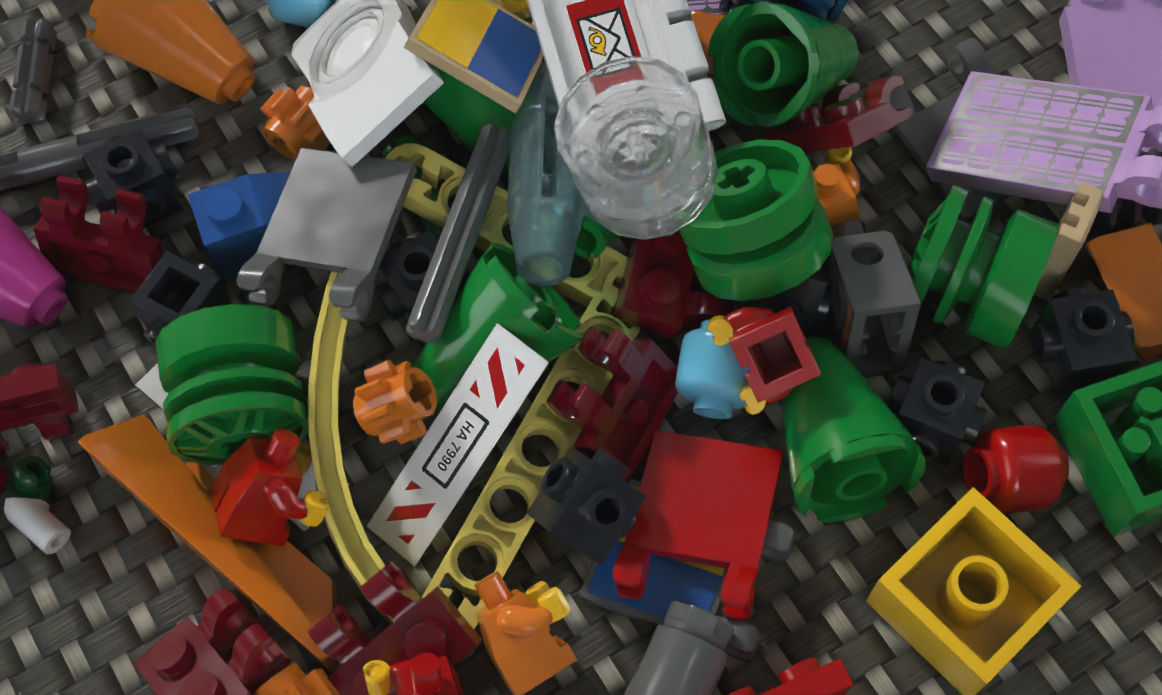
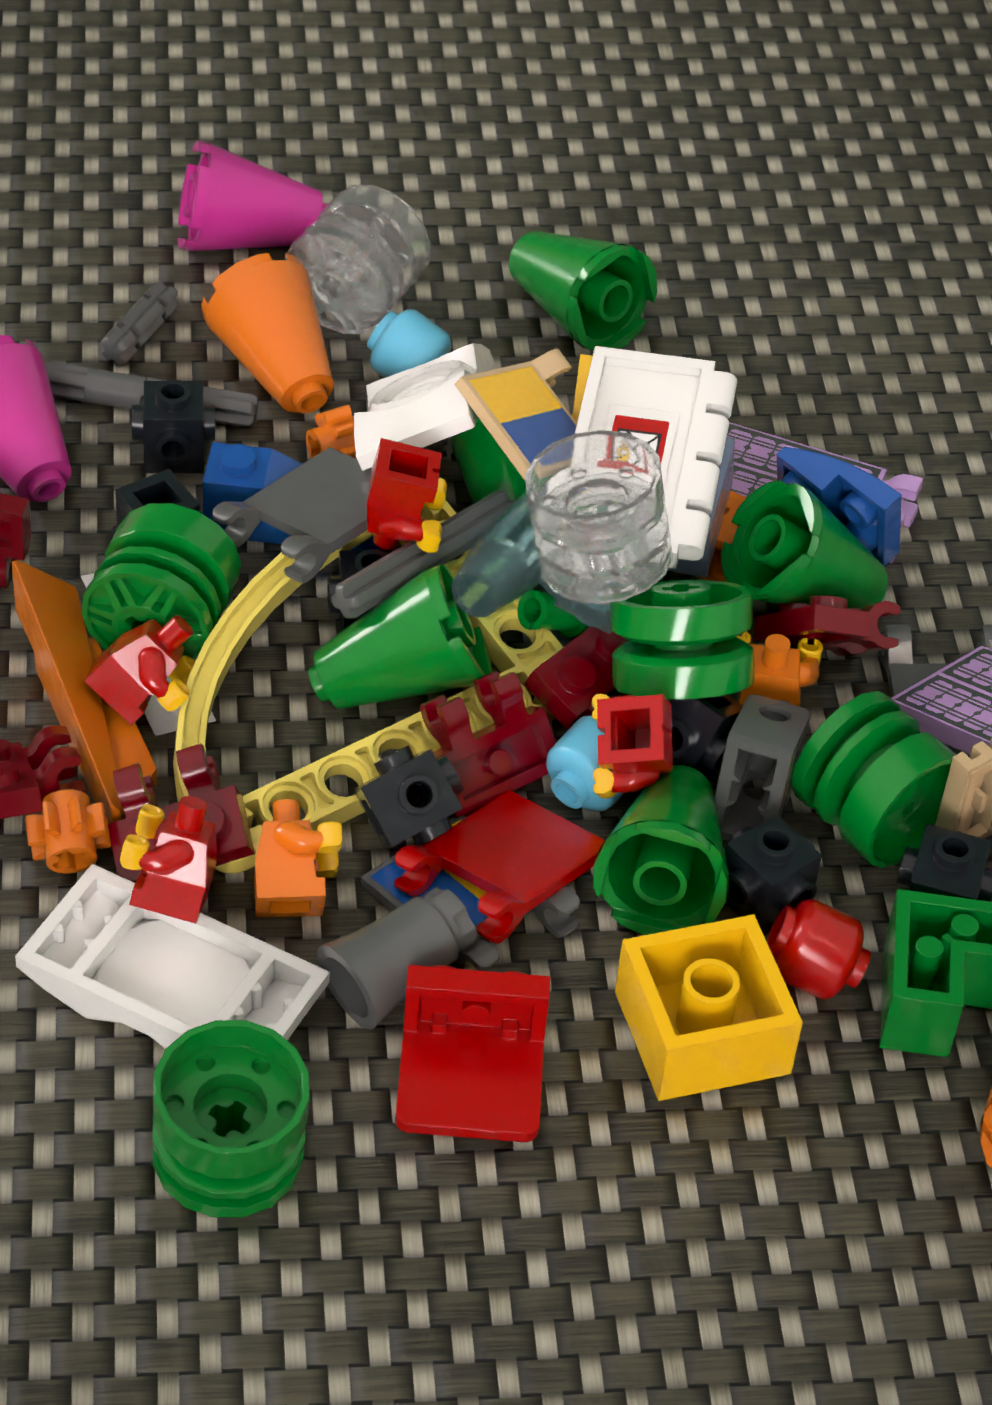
camera: 20 degrees right, 20 degrees down
(105, 253) = (103, 456): dark red plate -> none
(394, 402) = (290, 649): orange gear -> none
(417, 191) = (399, 487): none -> red piece
(457, 444) = (323, 706): white sticker -> none

